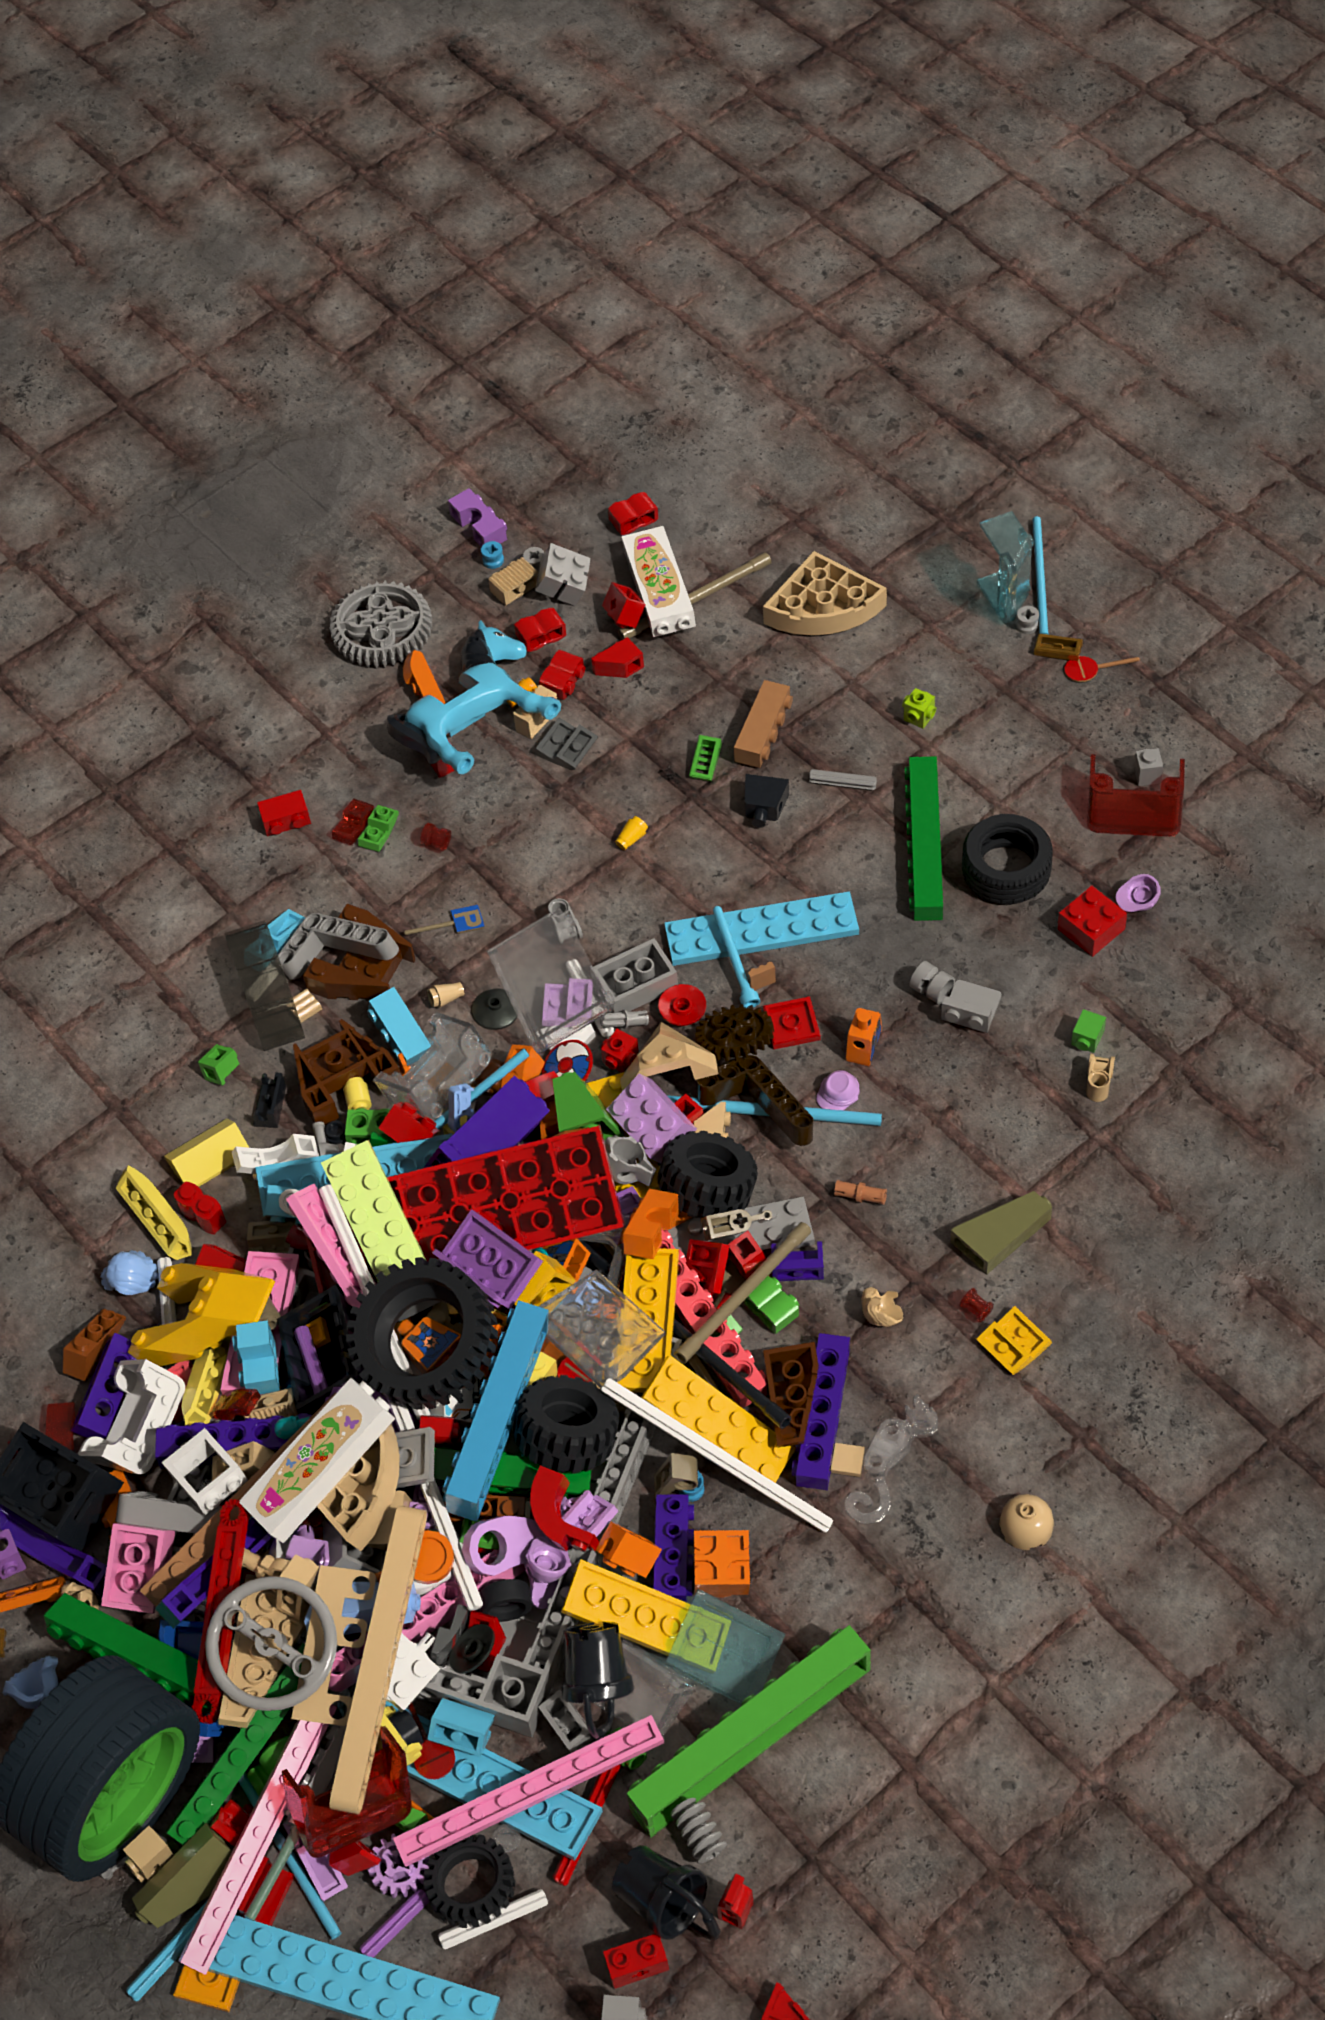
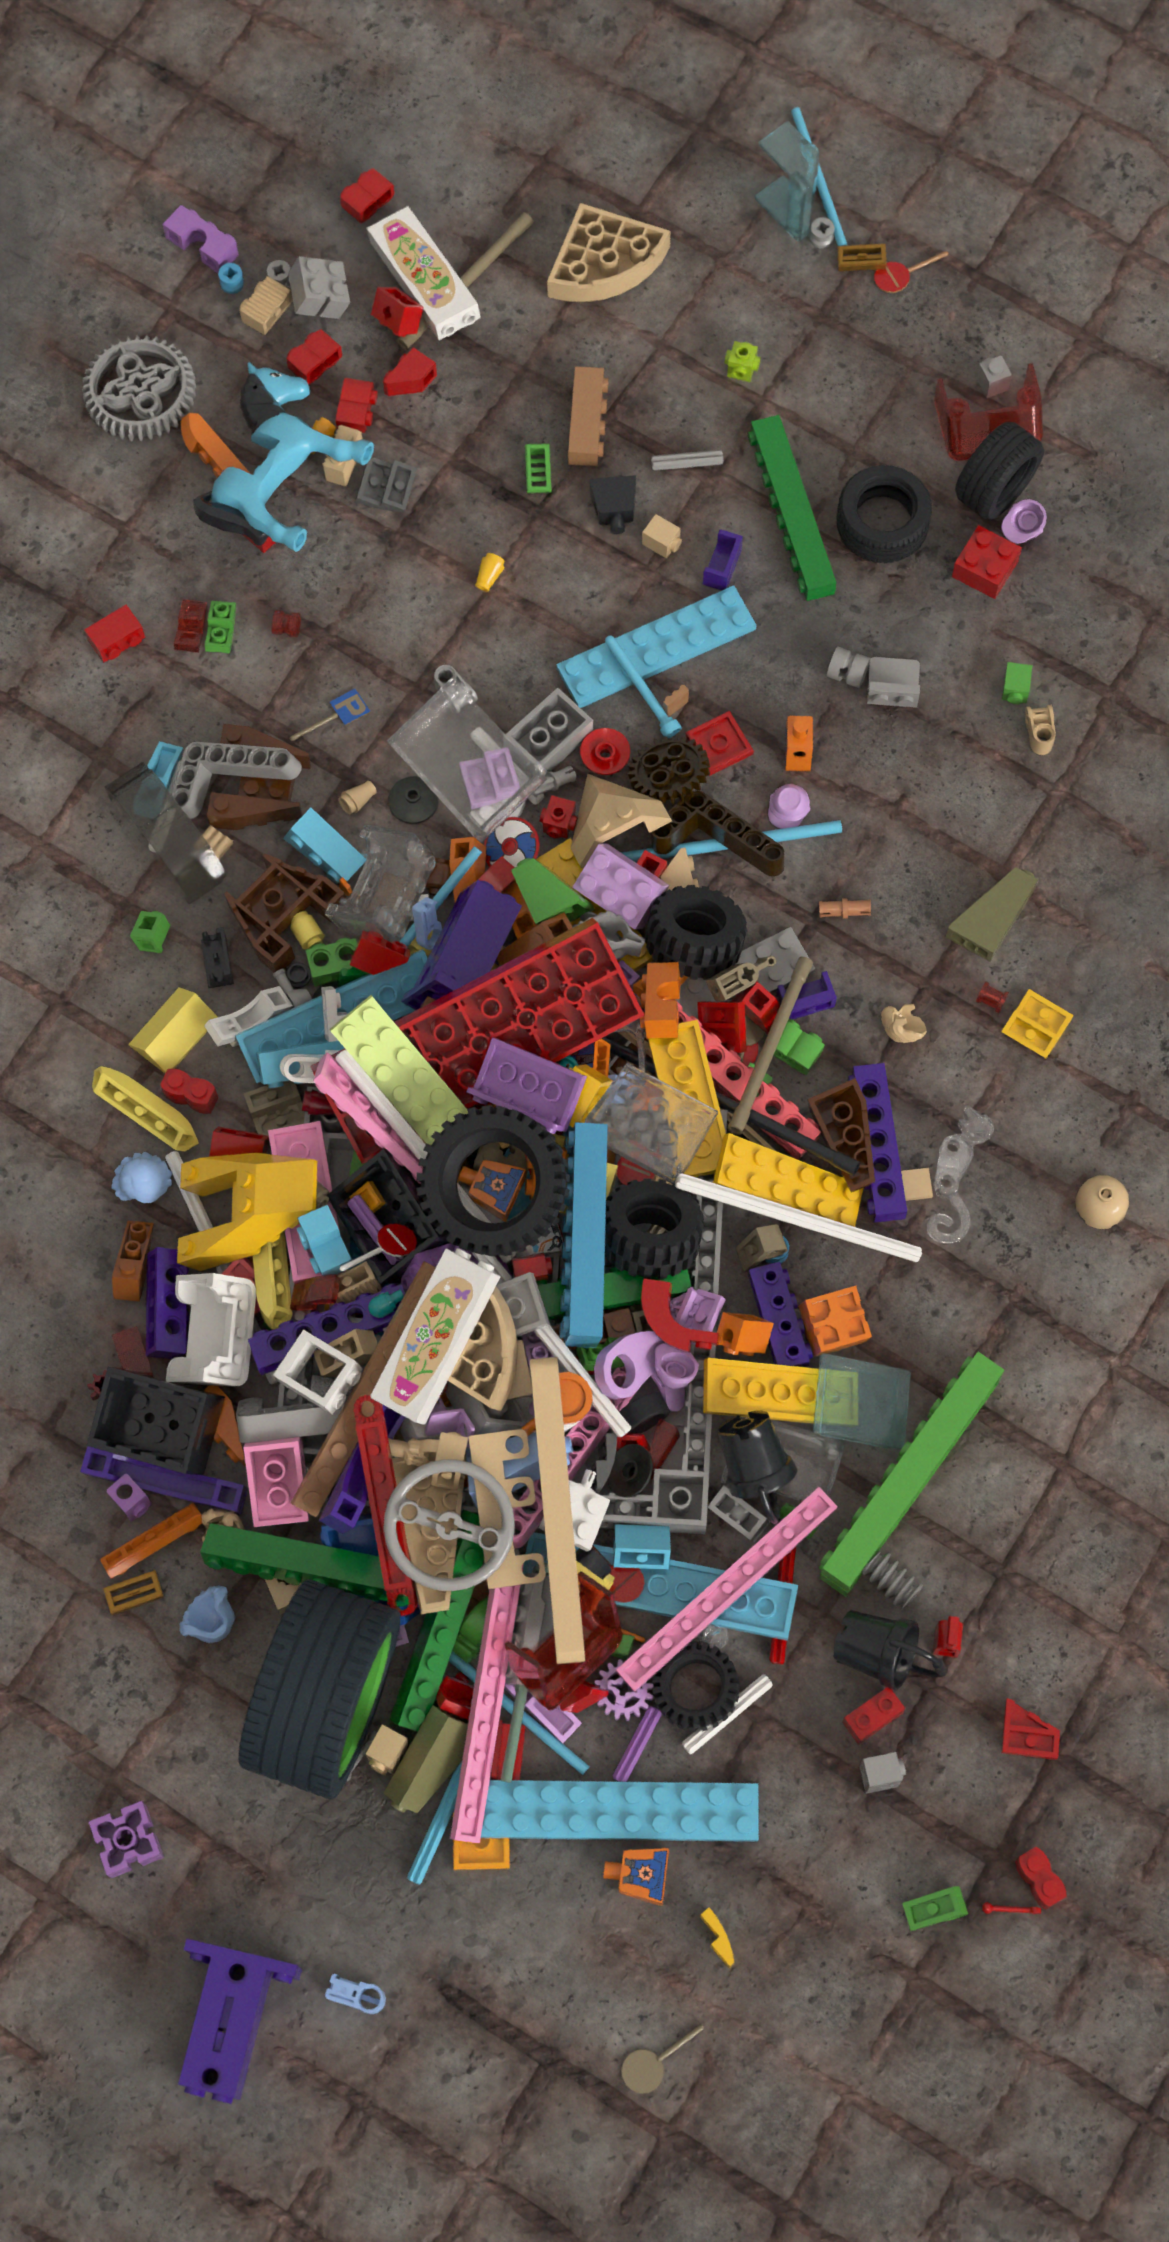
camera: 20 degrees left, 15 degrees up
(319, 1373) = (391, 1239): none -> red piece
(514, 1637) = (663, 1443): none -> clear red slope
(796, 836) = (661, 536): none -> tan brick
(847, 869) = (723, 560): none -> dark purple panel
(1123, 840) = (999, 470): none -> black tyre

